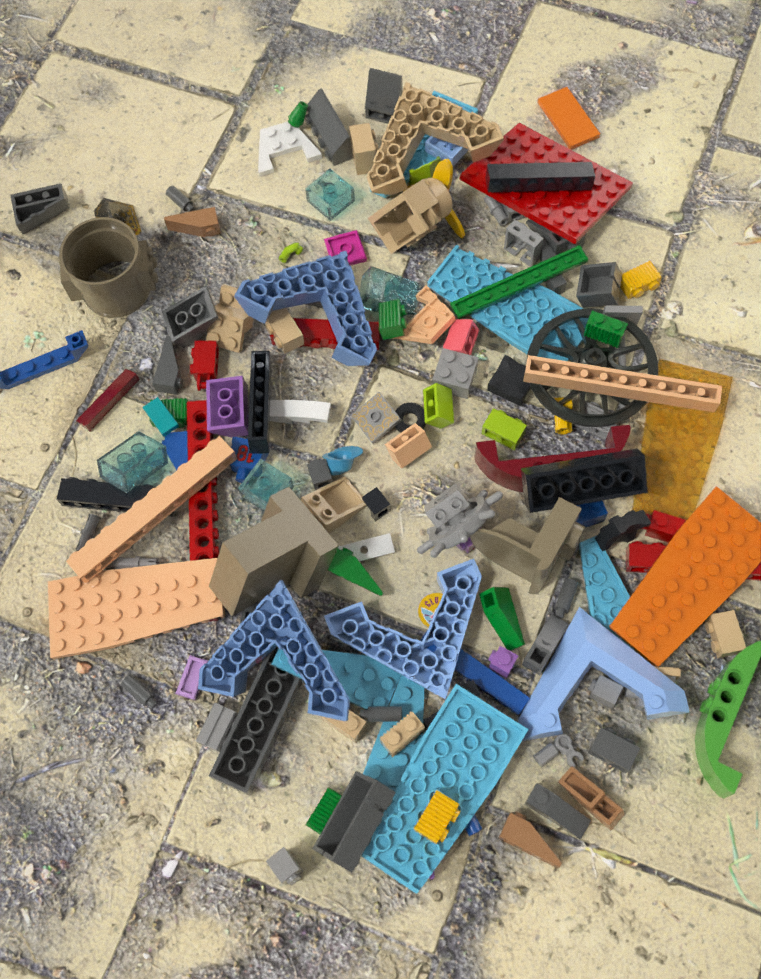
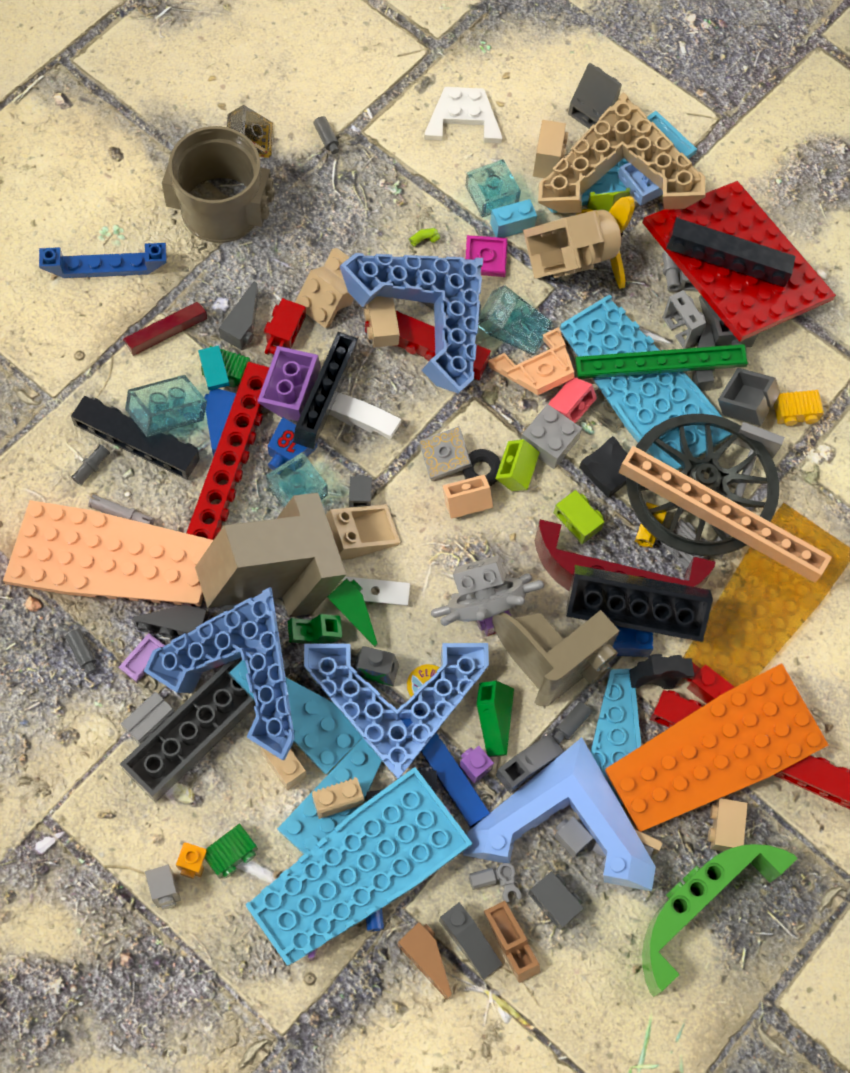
camera: 10 degrees right, 0 degrees up
(38, 206) = (170, 88): dark grey wedge -> none
(151, 510) = (167, 463): light nougat brick -> none
(190, 317) = (286, 271): dark grey slope -> none
(197, 223) = (336, 168): medium nougat slope -> none
(206, 638) = (171, 621): none -> dark grey slope
(298, 115) = (492, 85): green cone -> none
(299, 834) = (191, 860): none -> light orange bracket
(328, 129) = (519, 113): dark grey slope -> none
(330, 600) = (320, 630): none -> green brick
(342, 459) = (390, 484): dark azure piece -> none
(354, 821) = (252, 866): dark grey piece -> none
(355, 212) = (513, 218): none -> medium azure brick
(377, 504) = (408, 546): black panel -> none
(382, 713) = (326, 769): dark grey cylinder -> none
(389, 611) = (377, 666): none -> dark grey torso
(392, 319) = (505, 351): green brick -> none
(437, 817) = (339, 895): yellow brick -> none
(568, 118) = (796, 195): orange tile -> none
(605, 329) = (732, 447): green brick -> none

